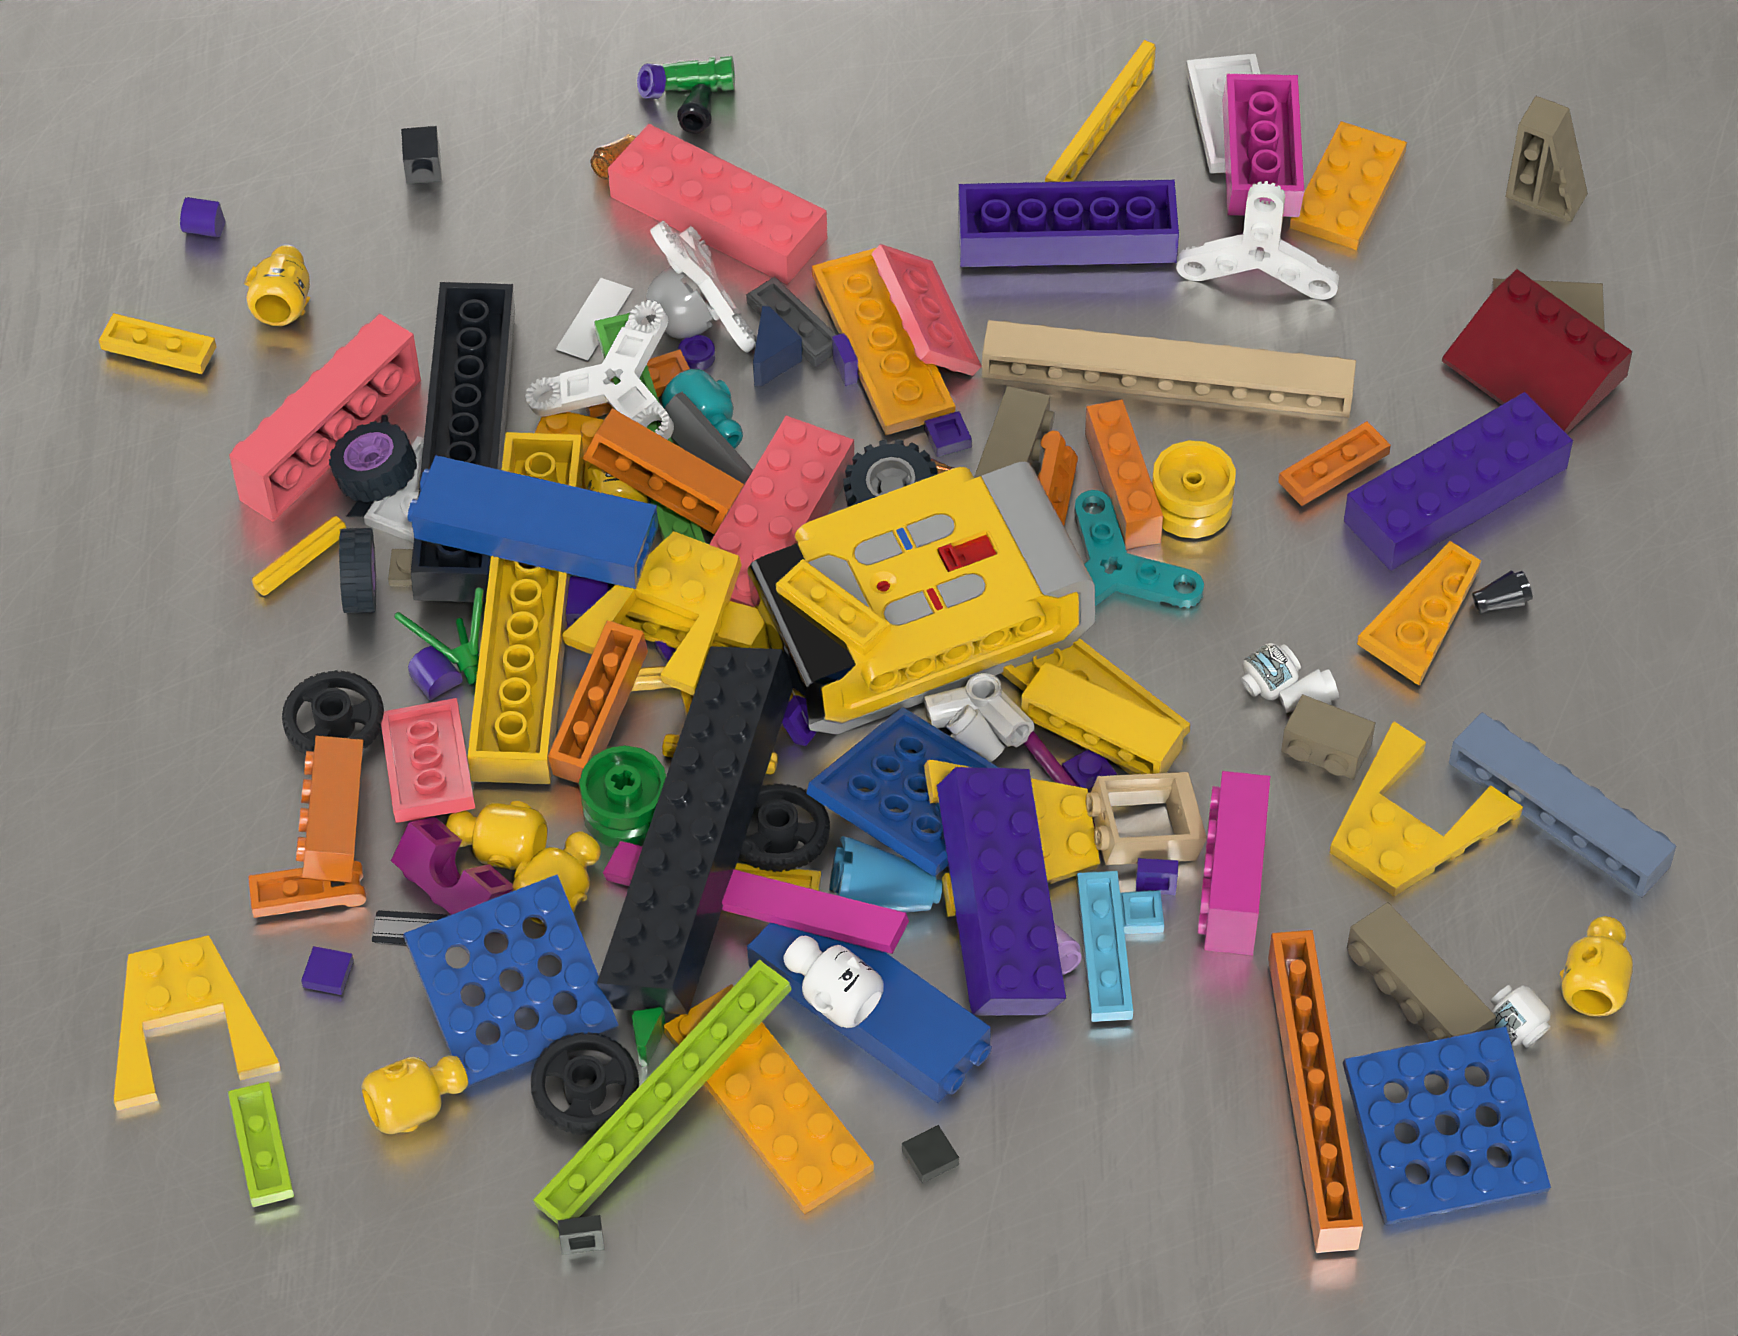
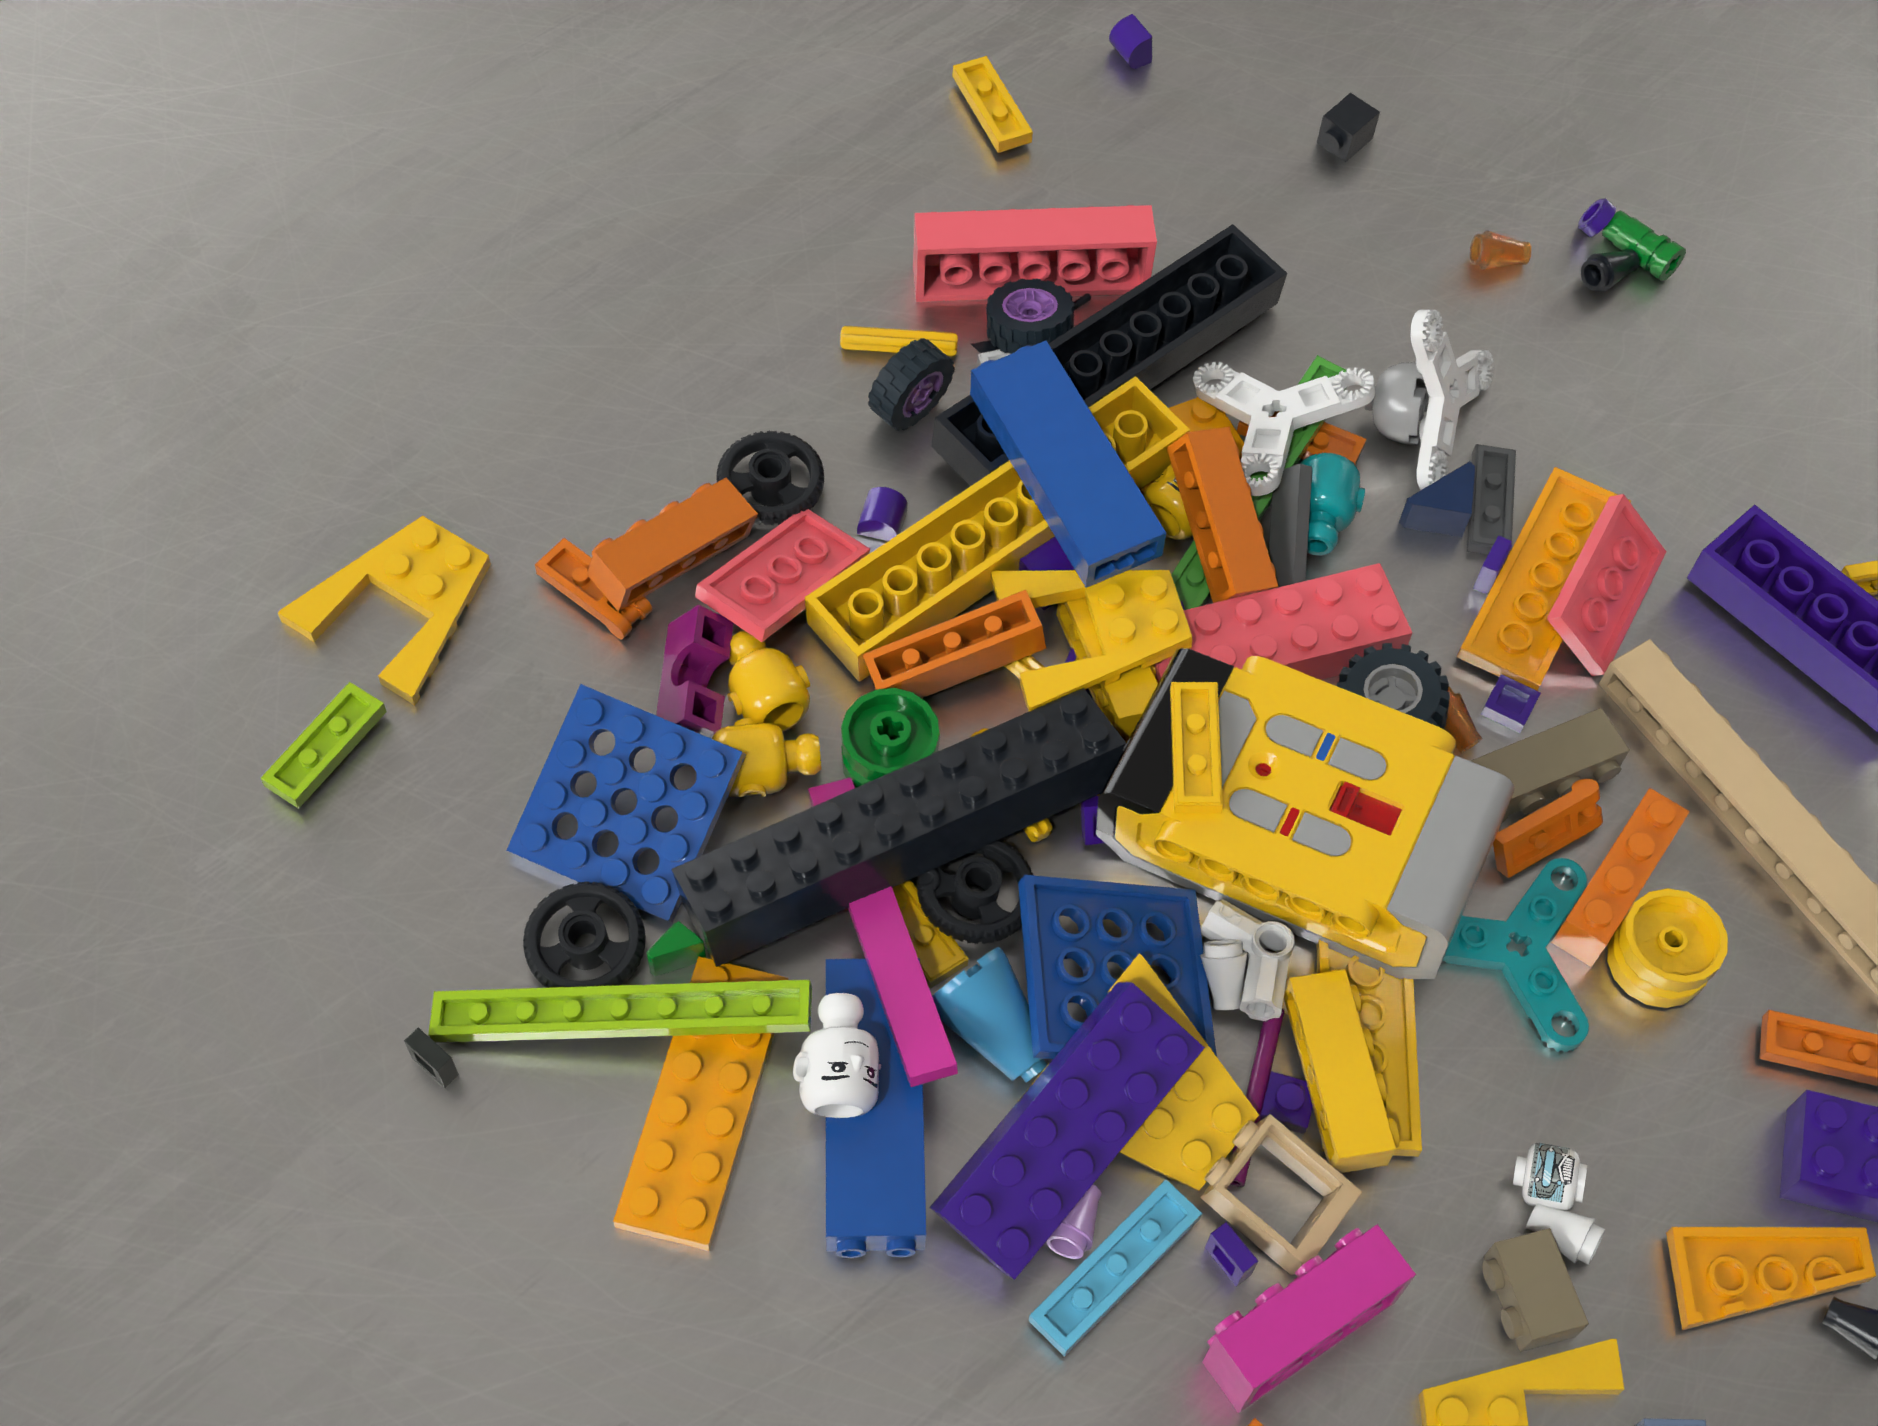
camera: 45 degrees right, 5 degrees up
(278, 287) = (1122, 133): yellow piece -> none
(327, 970) = (532, 663): dark purple tile -> none
(391, 925) = (625, 682): sticker -> none
(410, 1091) = (457, 813): yellow piece -> none
(465, 655) = (910, 516): green plant -> none
(602, 303) = (1359, 353): white sticker -> none
(698, 352) = (1381, 455): dark purple tile -> none
(720, 201) = (1537, 355): coral brick -> none
(930, 1154) = (763, 1288): pearl dark grey tile -> none
(1142, 912) = (1186, 1270): medium azure tile -> none

